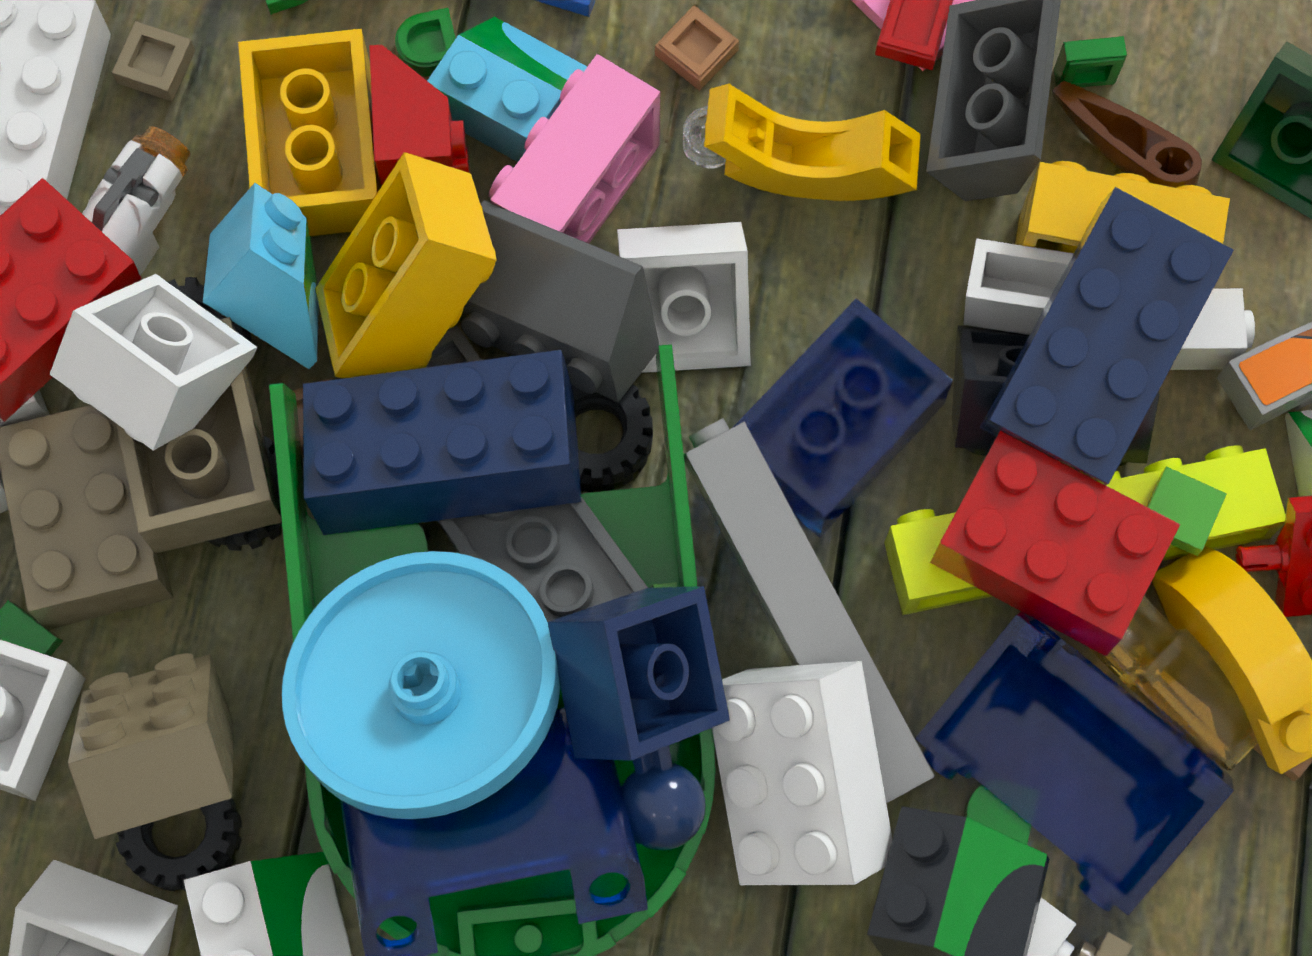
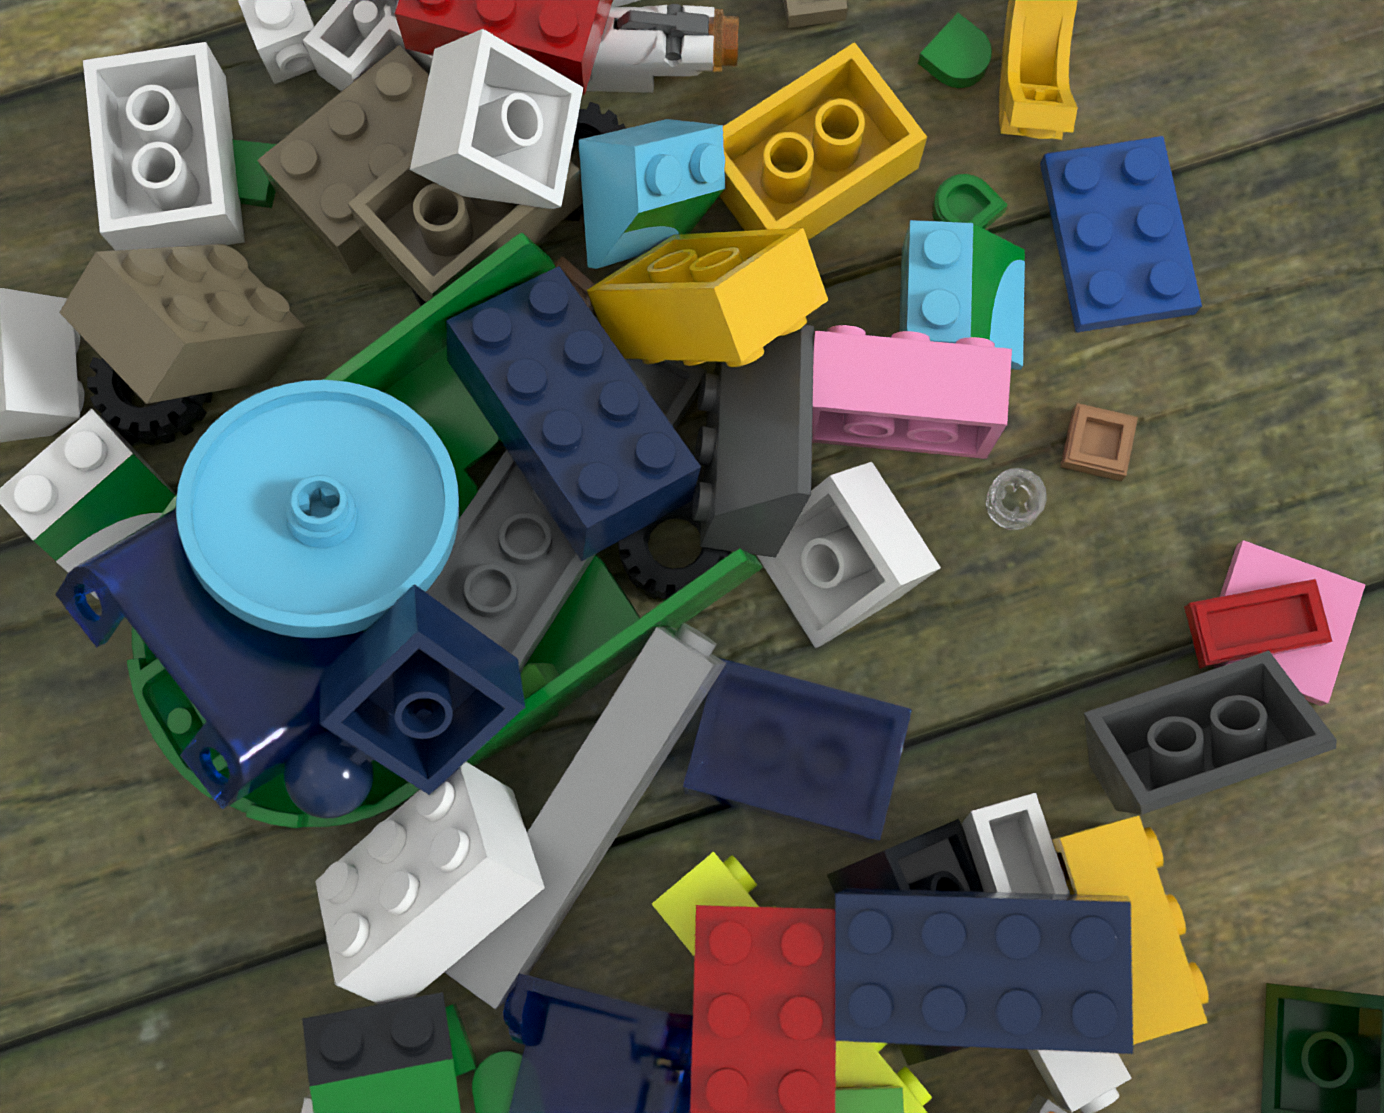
camera: 65 degrees right, 5 degrees up
(411, 117) = (854, 233): red slope -> none
(807, 158) = (1042, 597): yellow arch -> none
(1090, 61) = (1295, 815): green tile -> none
(1130, 139) = (1232, 899): reddish brown piece -> none

